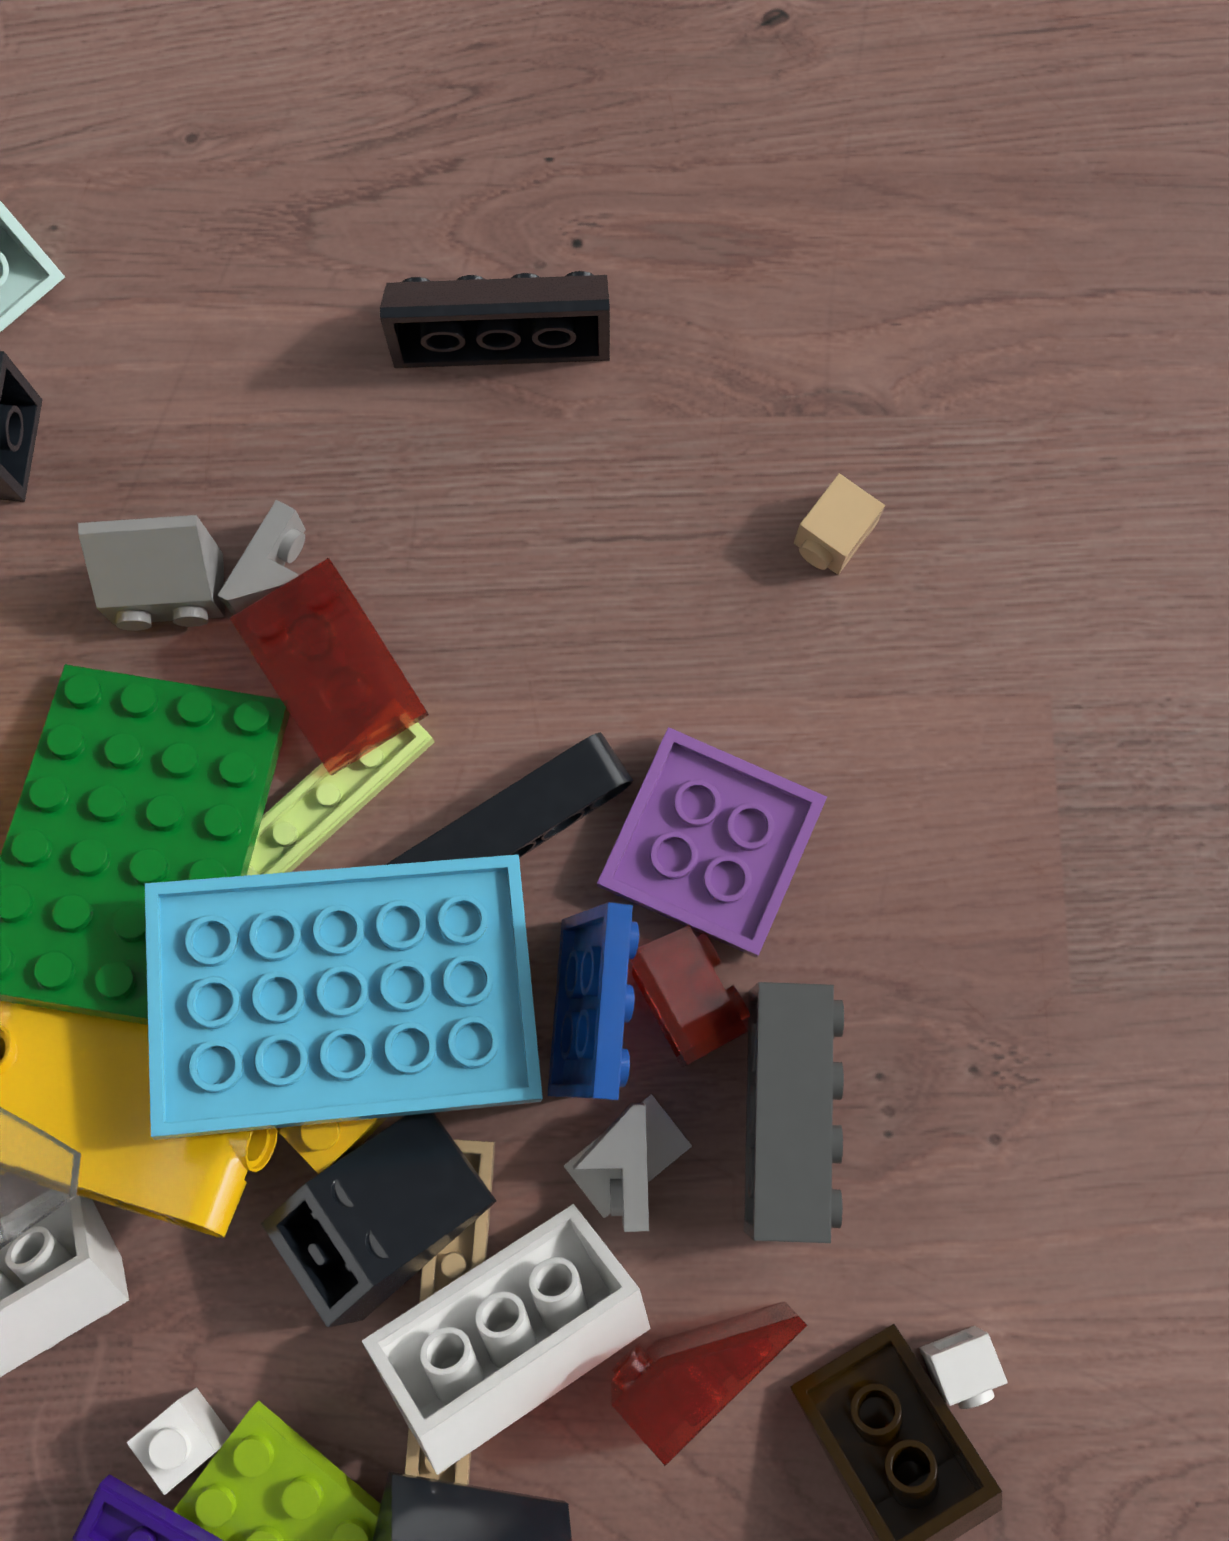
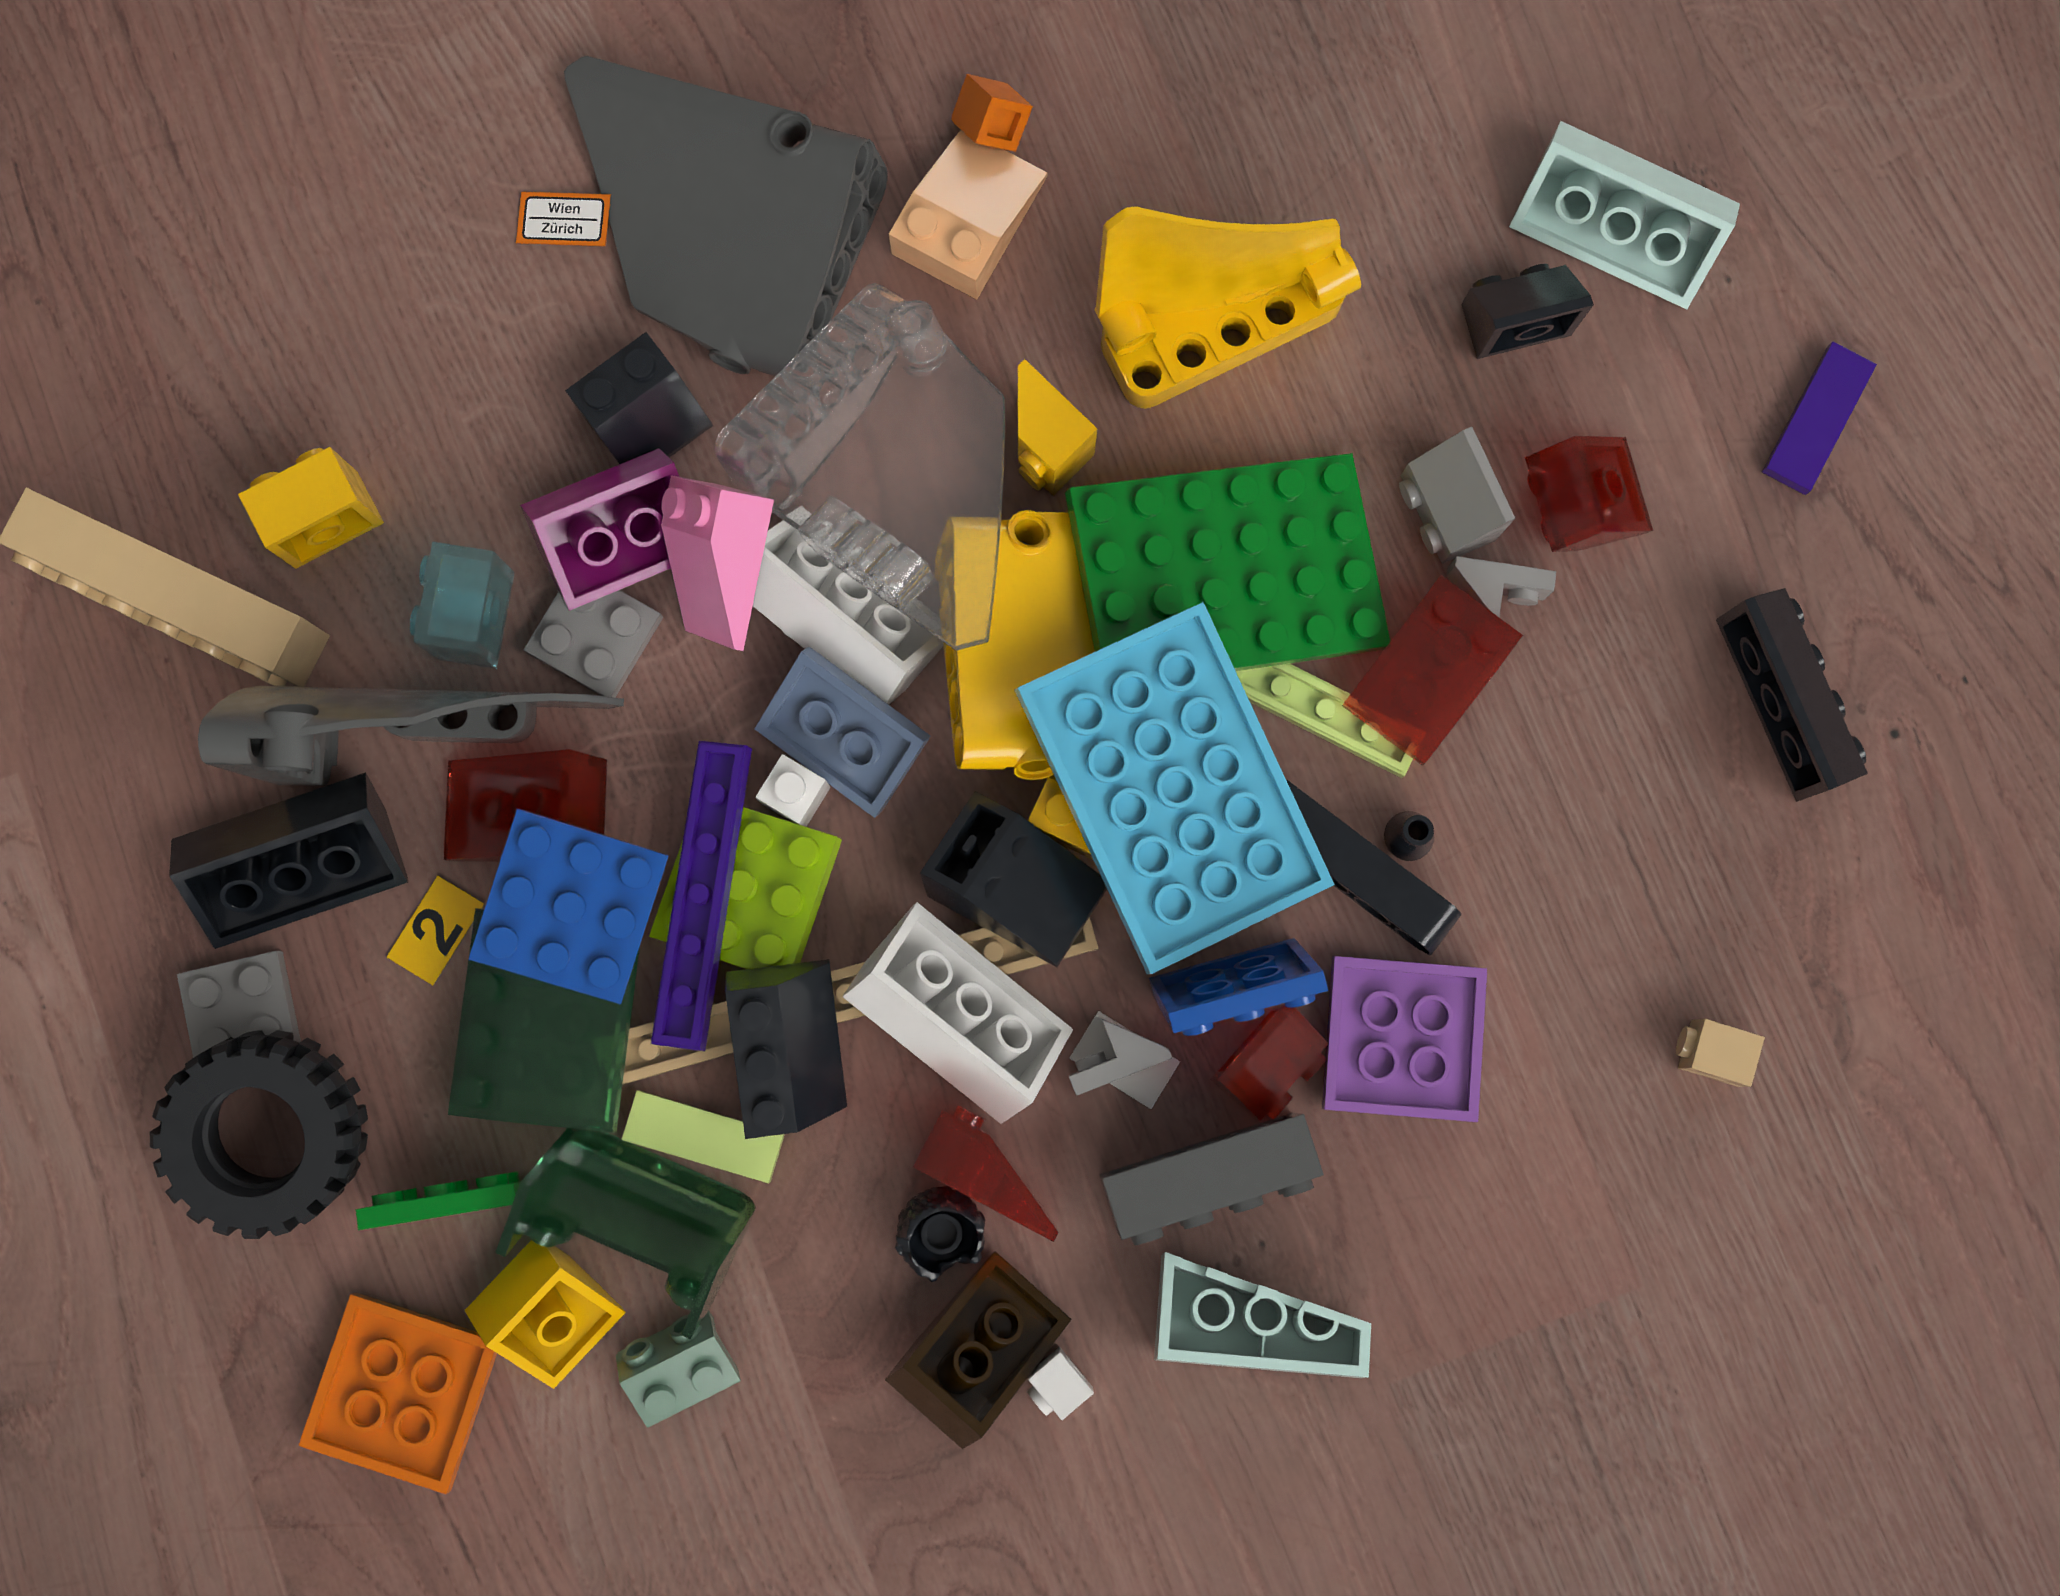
camera: 70 degrees right, 5 degrees up
(132, 1356) = (842, 732): none -> sand blue plate
(208, 442) = (1587, 493): none -> clear red slope
(231, 193) = (1819, 418): none -> dark purple tile
(499, 767) = (1400, 842): none -> black cone
(749, 1451) = (939, 1231): none -> black hair
(965, 1132) = (1241, 1324): none -> light aqua wedge

